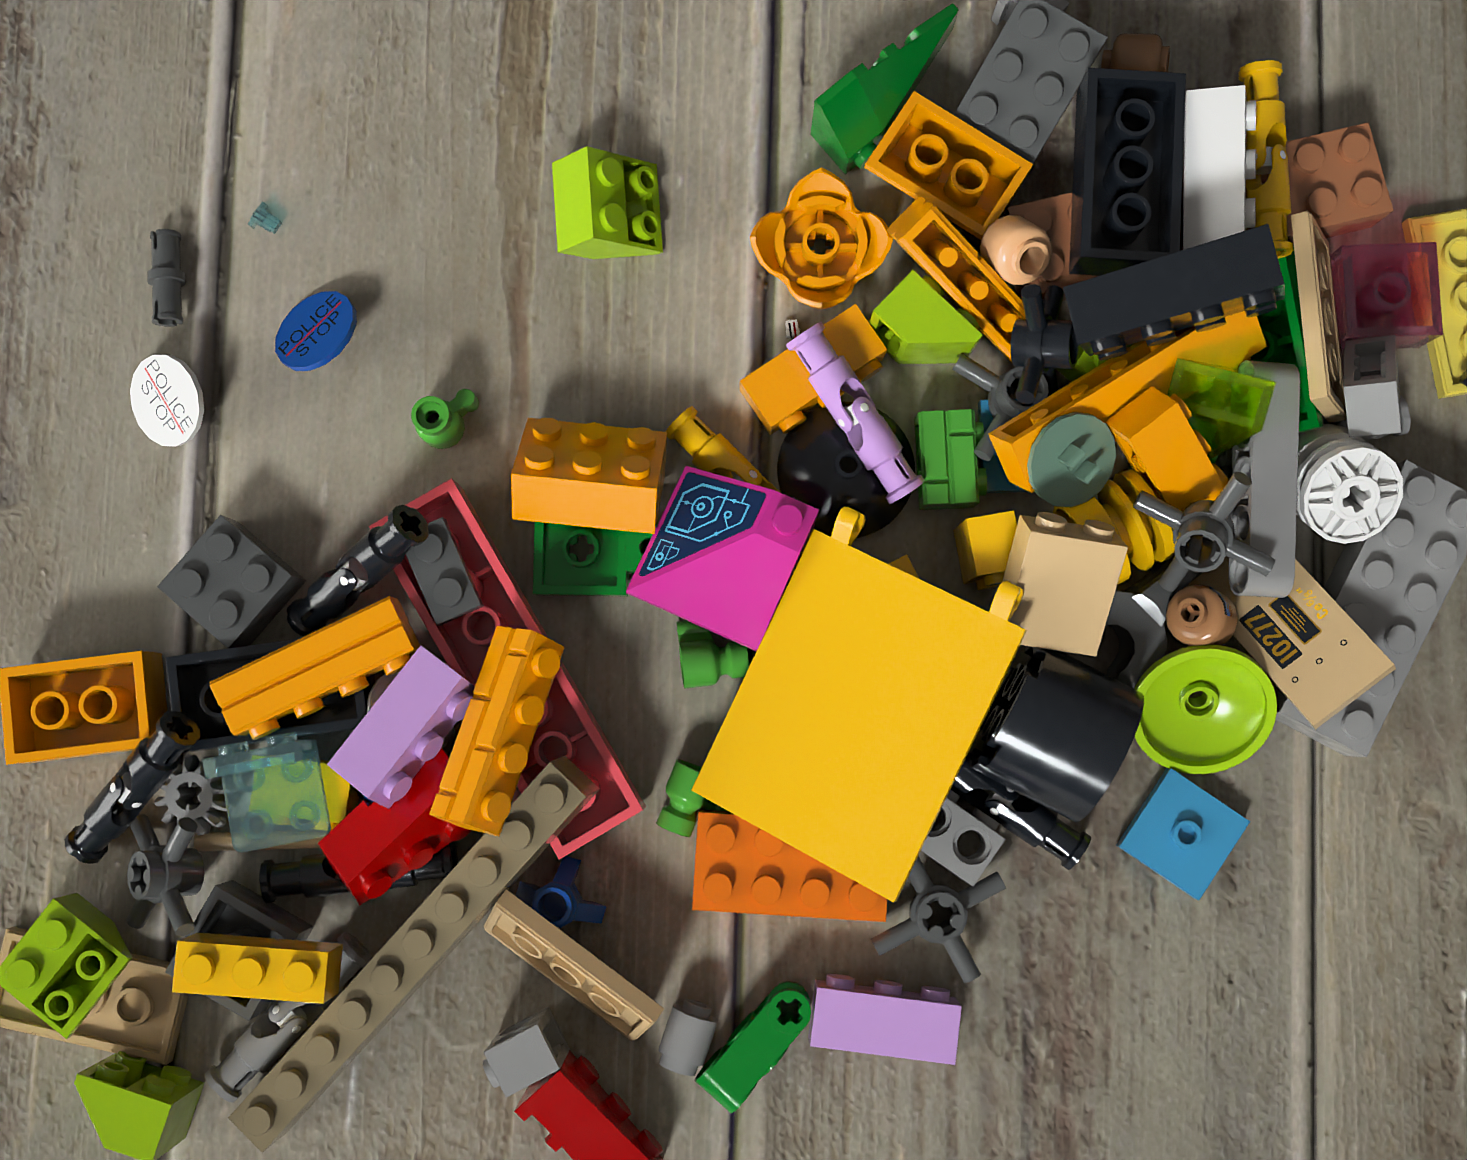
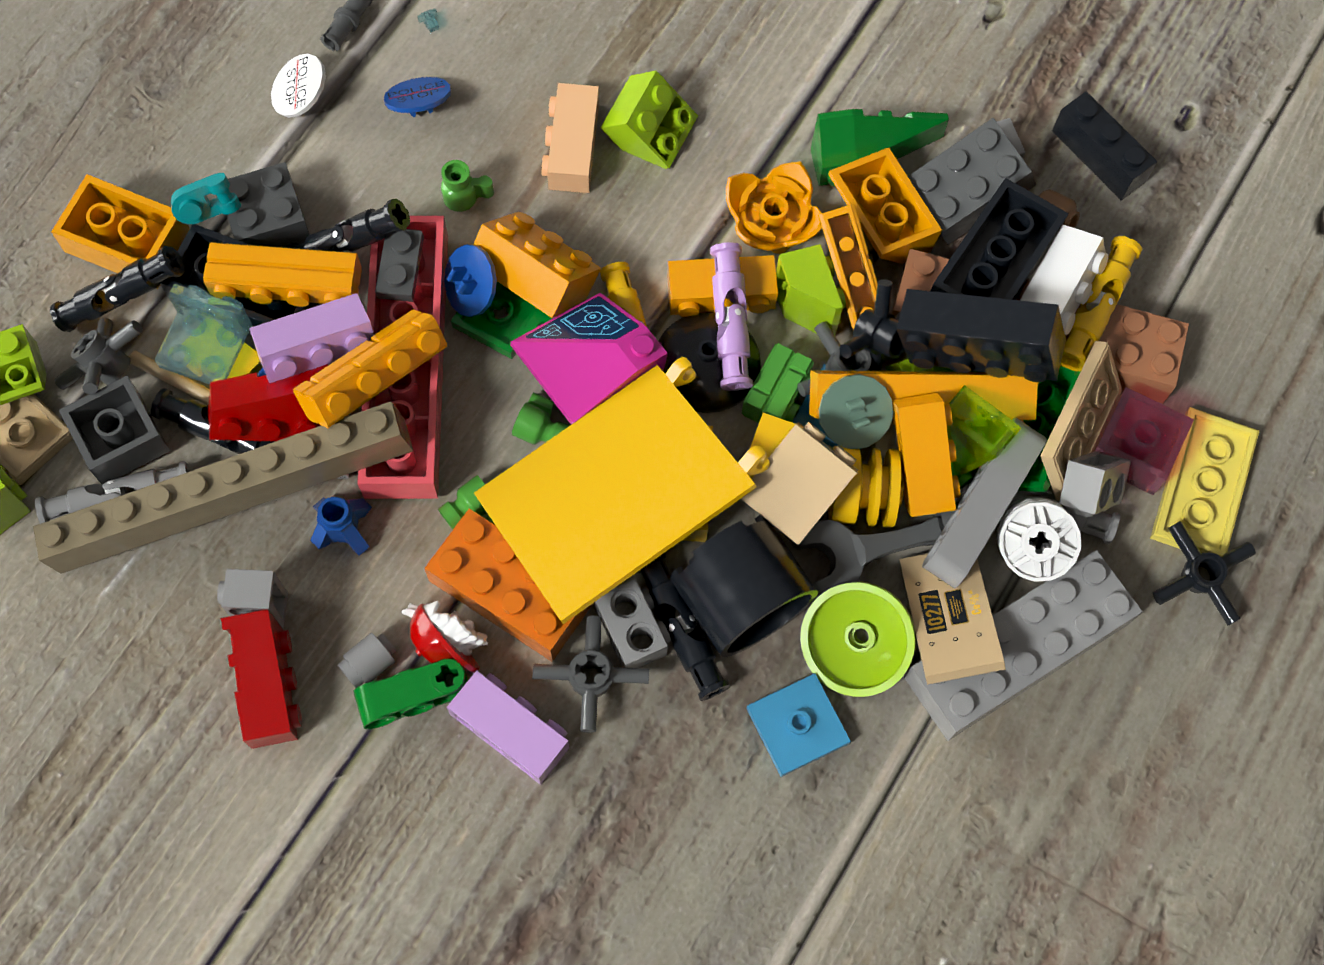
camera: 25 degrees right, 15 degrees down
(152, 637) = (192, 206): none -> teal plate
(180, 792) = (155, 319): light grey gear -> none
(257, 968) = (120, 432): yellow brick -> none
(529, 281) = (571, 137): none -> light nougat brick
(532, 540) = (470, 280): none -> blue piece
(571, 967) = (320, 563): tan tile -> none
(758, 965) = (443, 635): none -> hair
(1016, 249) = (908, 268): light nougat head -> none
(1201, 616) = (892, 570): medium nougat head -> none
(1218, 532) = (914, 493): dark grey bar -> none

